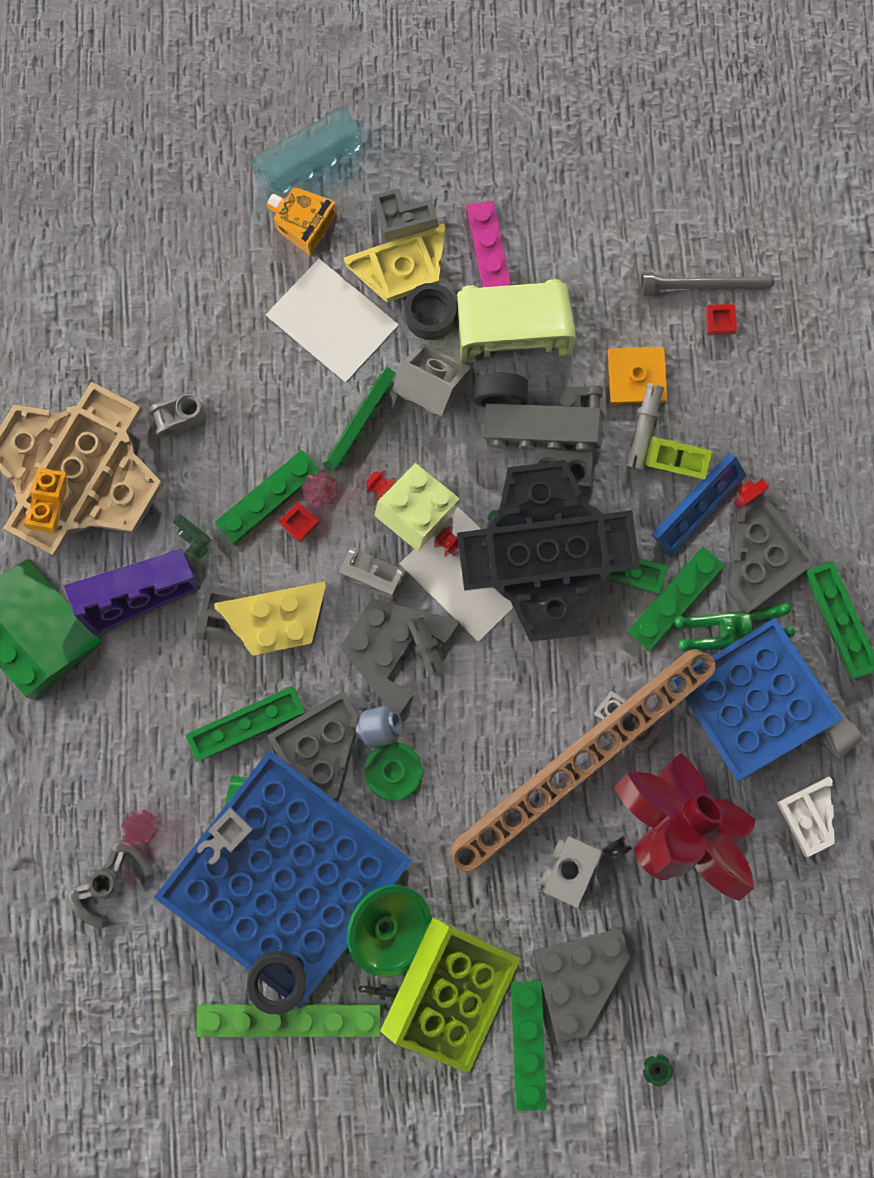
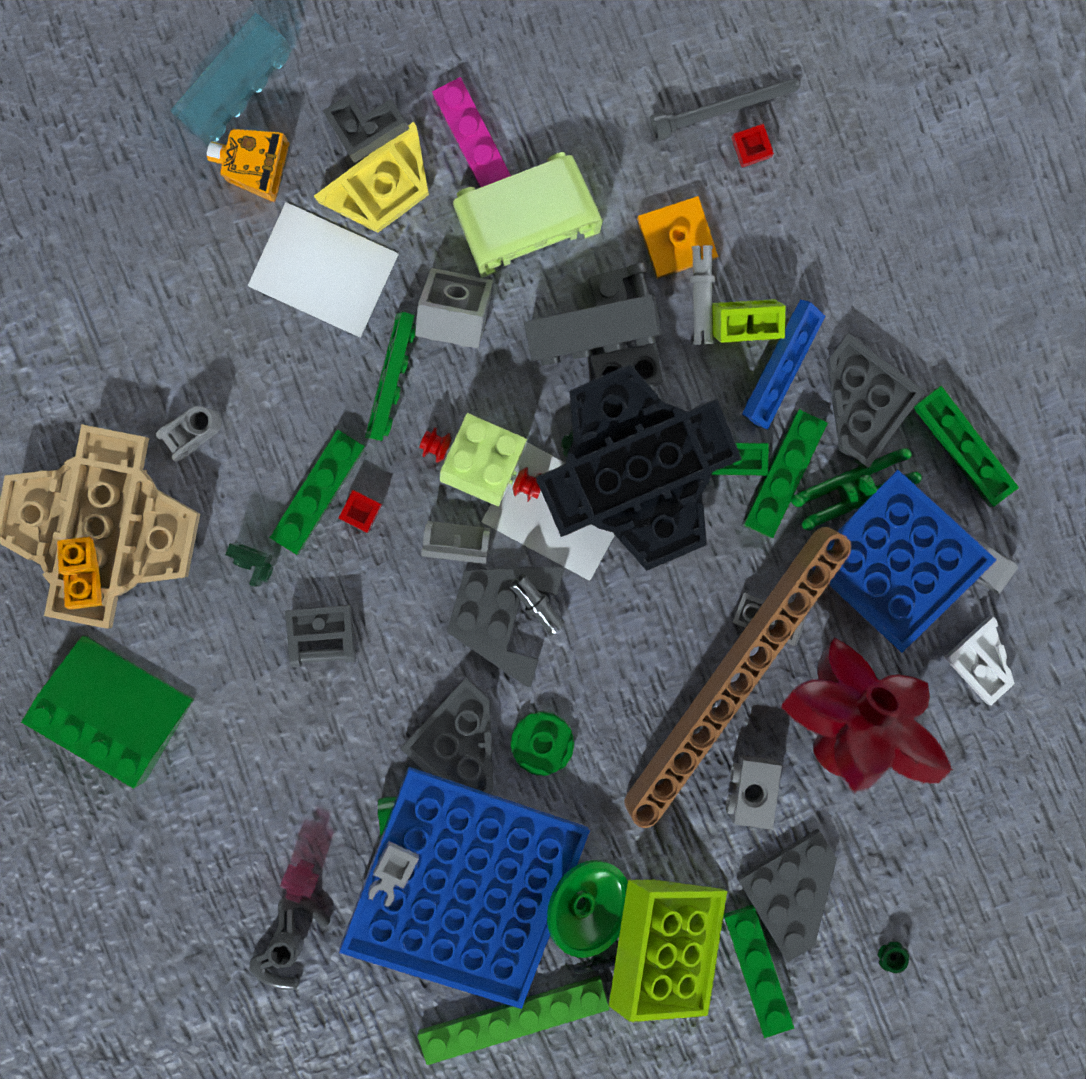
camera: 20 degrees left, 10 degrees up
(131, 590) = (205, 641): dark purple wedge -> none
(245, 724) = (373, 742): green plate -> none
(275, 618) = (369, 623): light yellow wing -> none
(284, 1005) = (499, 1017): black tyre -> none
(319, 489) = (371, 469): clear pink gear -> none
(379, 726) = (514, 705): sand blue head -> none
(424, 291) = (433, 205): black tyre -> none
(500, 389) = (535, 301): black tyre -> none
(616, 849) = (794, 755): black bush -> none
(750, 492) = (835, 335): red plate -> none

